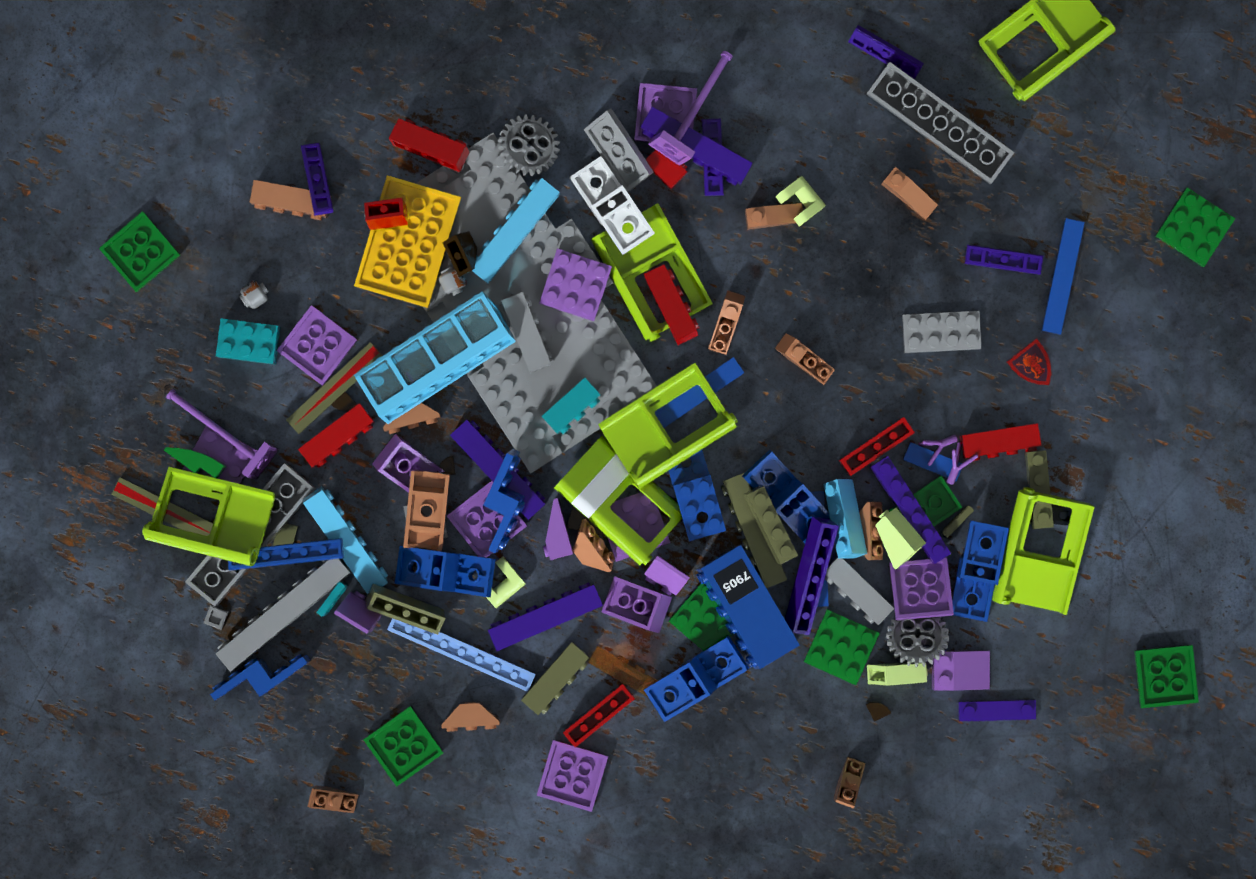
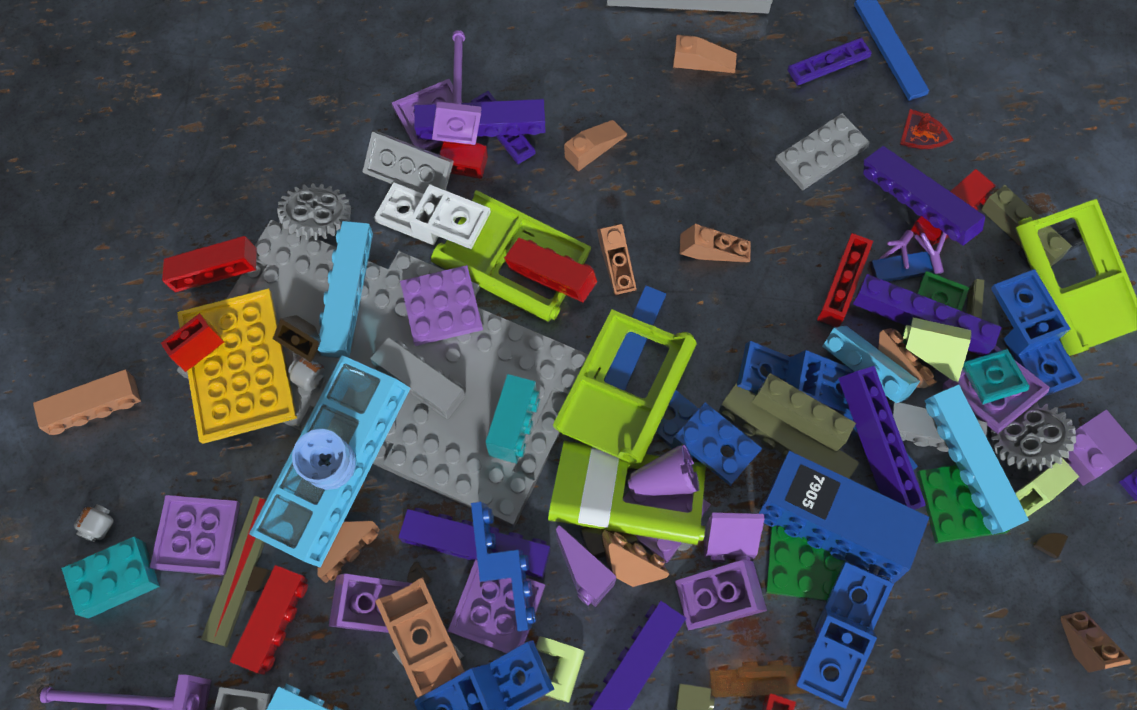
camera: 30 degrees left, 20 degrees down
(316, 179) = (105, 363): dark purple plate -> none
(418, 362) = (310, 458): none -> light blue wheel
(651, 508) = (666, 475): none -> medium lavender cone
(806, 195) = (612, 108): yellowish green connector -> none
(862, 627) = (975, 460): none -> medium azure brick
(925, 581) = (995, 376): none -> teal tile
(978, 420) = (924, 195): none -> dark purple brick

